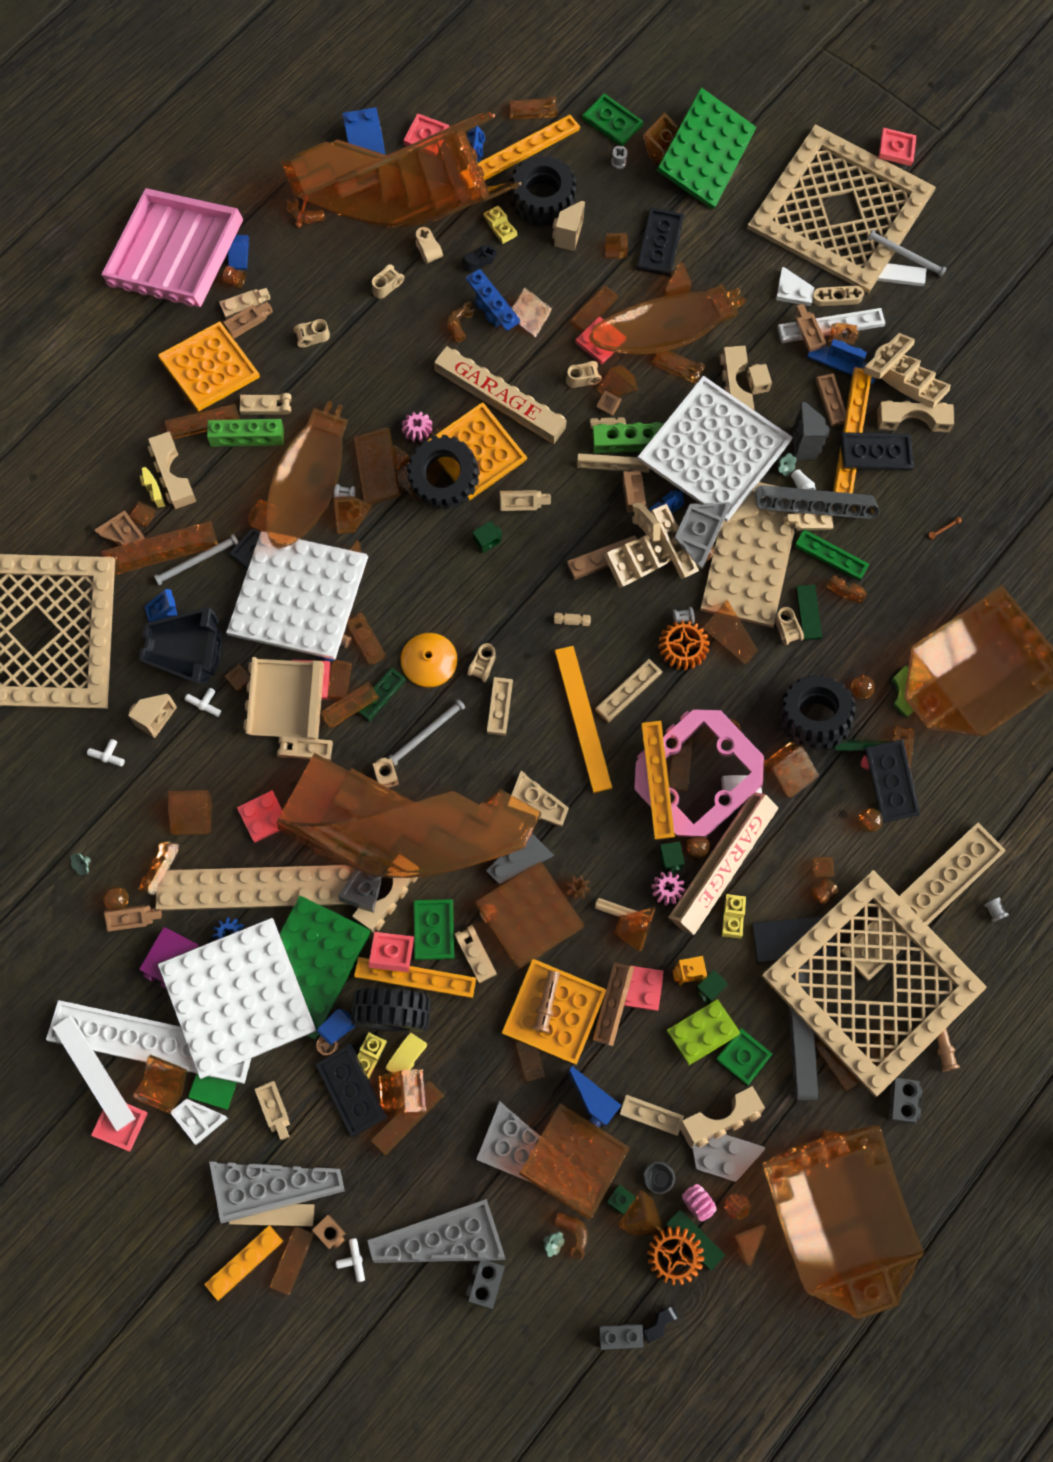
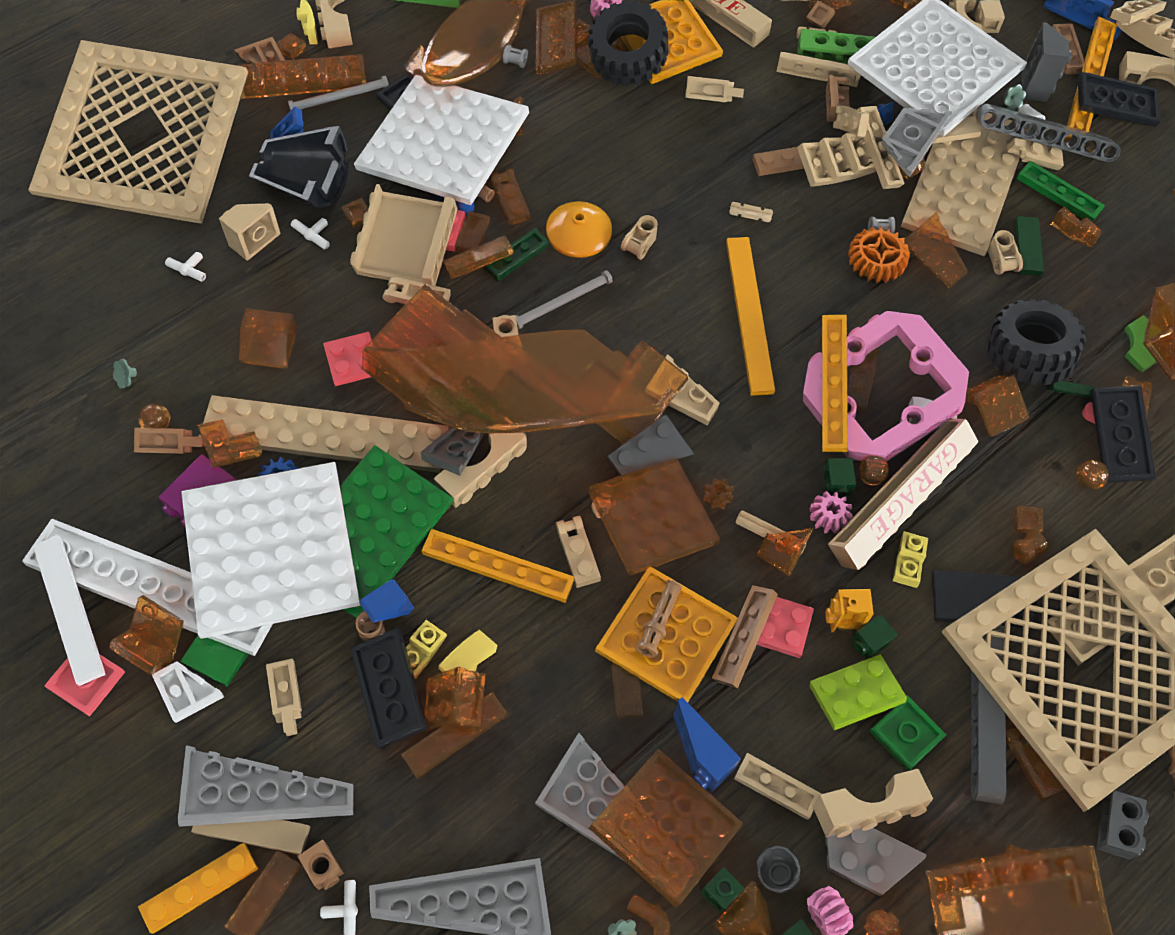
camera: 10 degrees right, 10 degrees down
(159, 867) = (214, 391): clear orange plate -> none
(182, 920) = (226, 449): none -> clear orange plate
(349, 513) = (517, 73): clear orange slope -> none
(390, 1009) = (458, 589): black tyre -> none
(391, 952) = (473, 528): coral plate -> none
(433, 929) = (531, 515): green tile -> none
(487, 536) = (666, 117): dark green brick -> none
(499, 706) = (653, 285): tan plate -> none
(628, 691) = (807, 294): tan tile -> none
(863, 687) = (1094, 328): clear orange piece -> none

